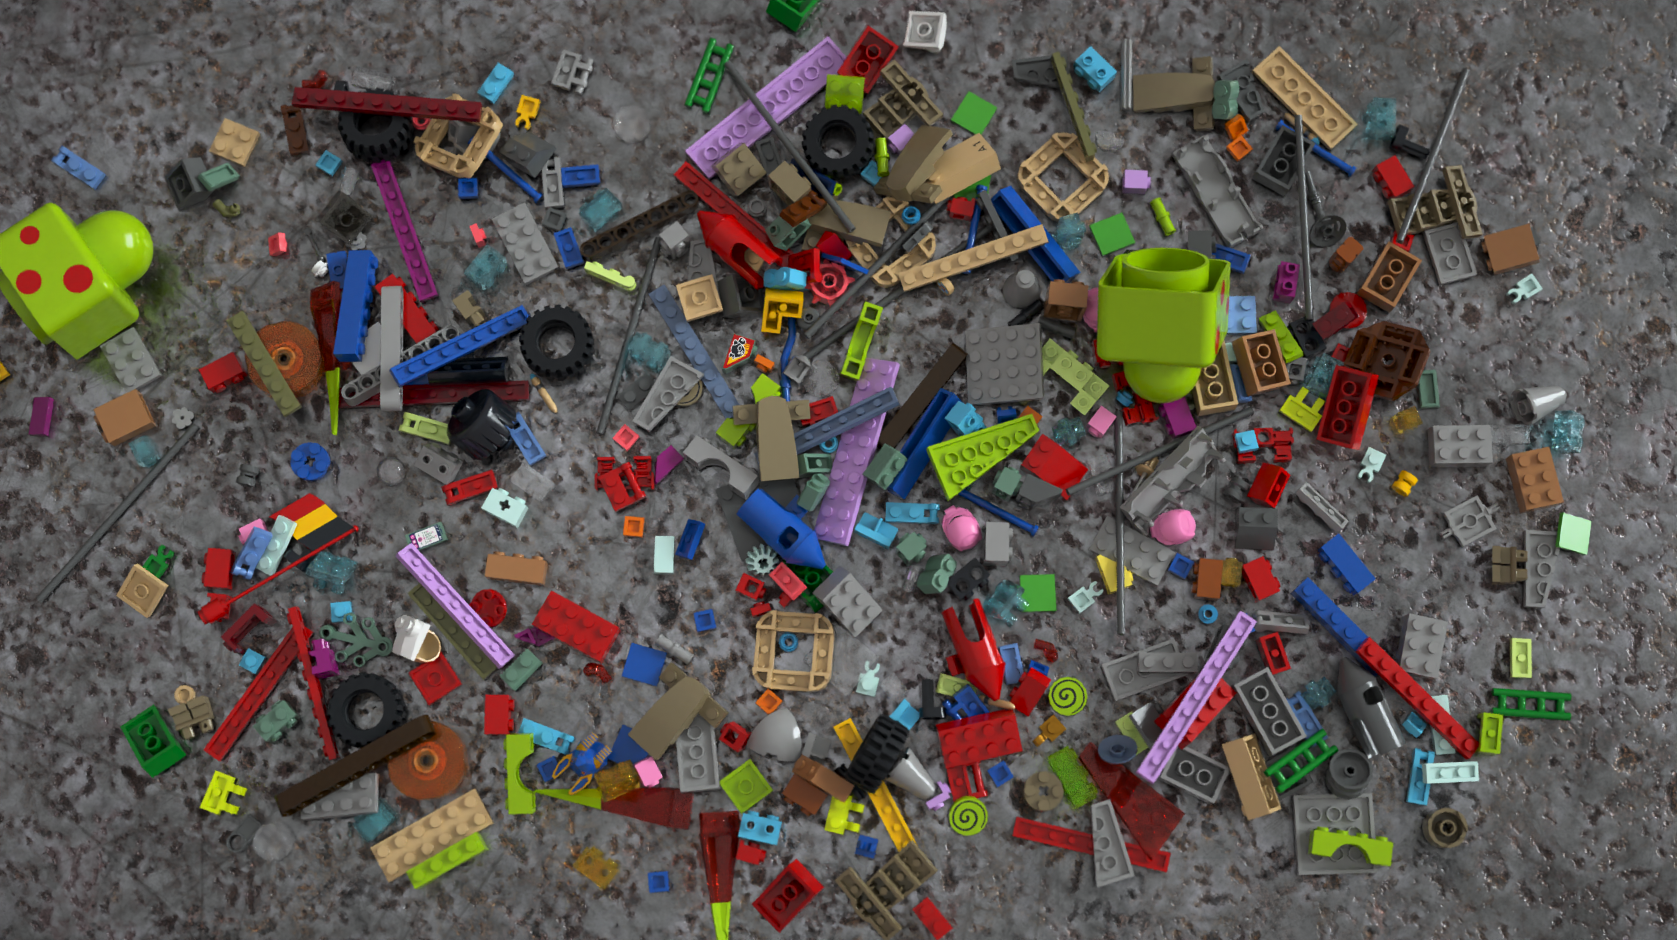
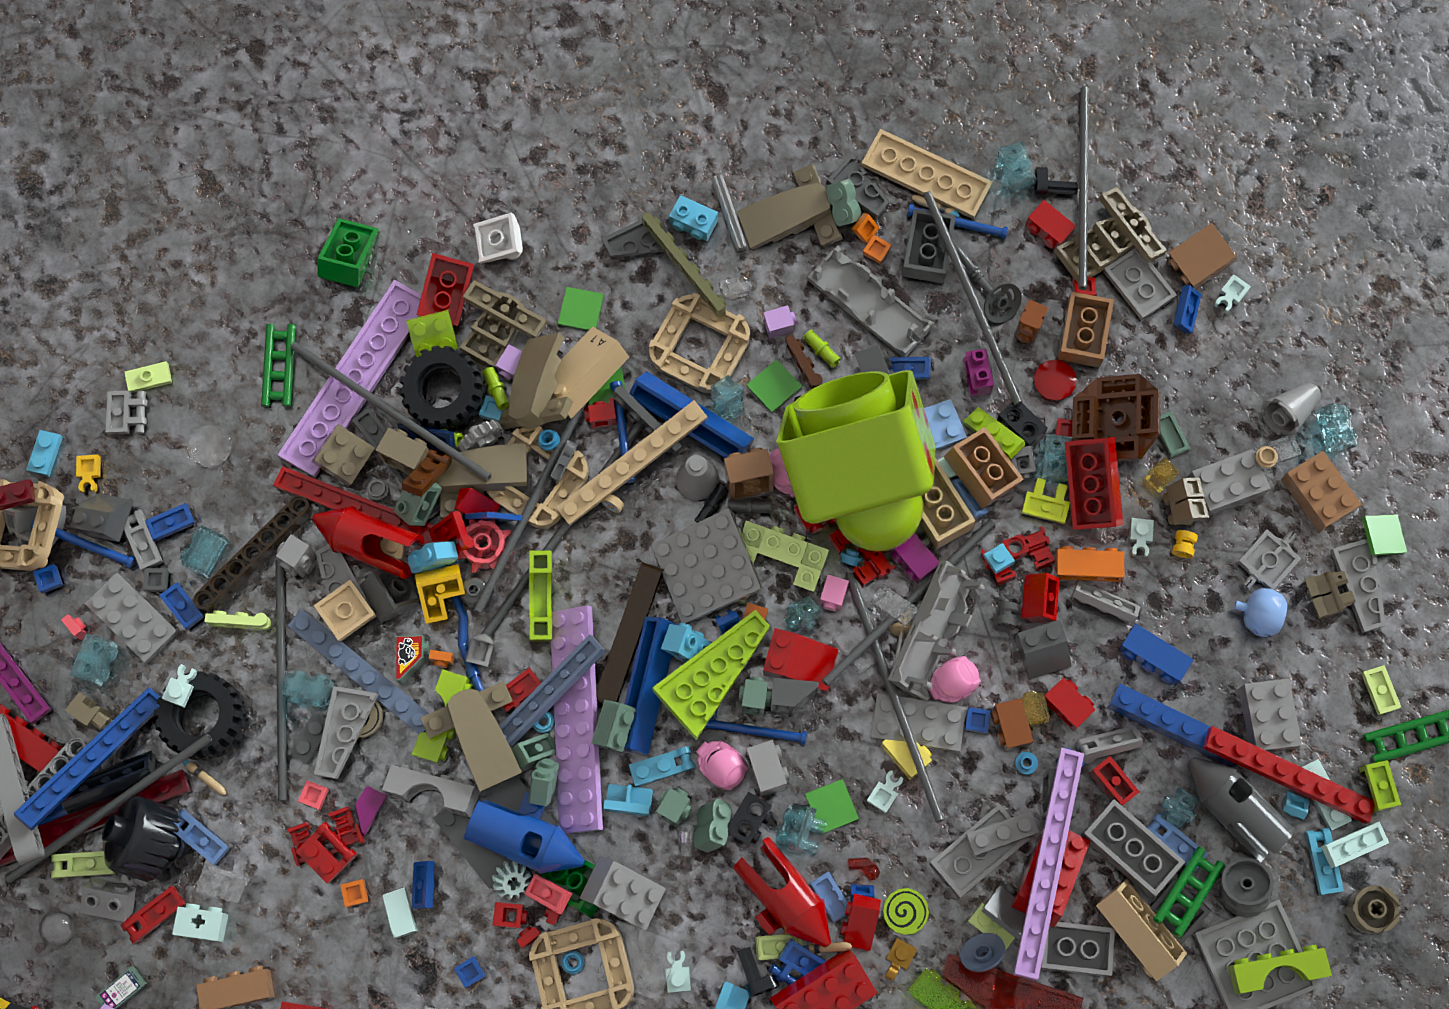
camera: 15 degrees left, 5 degrees down
(466, 389) = (111, 806): none -> dark grey piece
(548, 316) = (179, 689): none -> light aqua plate
(599, 48) = (148, 377): none -> yellowish green plate
(857, 193) = (481, 436): none -> light grey gear
(1143, 224) = (803, 363): none -> reddish brown plate
(1145, 449) = (892, 605): none -> clear bracket
(1319, 472) = (1089, 564): none -> orange brick
(1336, 319) = (1046, 394): dark red window -> none
(1418, 449) = (1185, 502): none -> dark tan hips
(1448, 561) = (1264, 612): none -> light blue piece
(1481, 289) = (1187, 309): none -> blue plate
(1499, 435) = (1266, 457): none -> tan plate

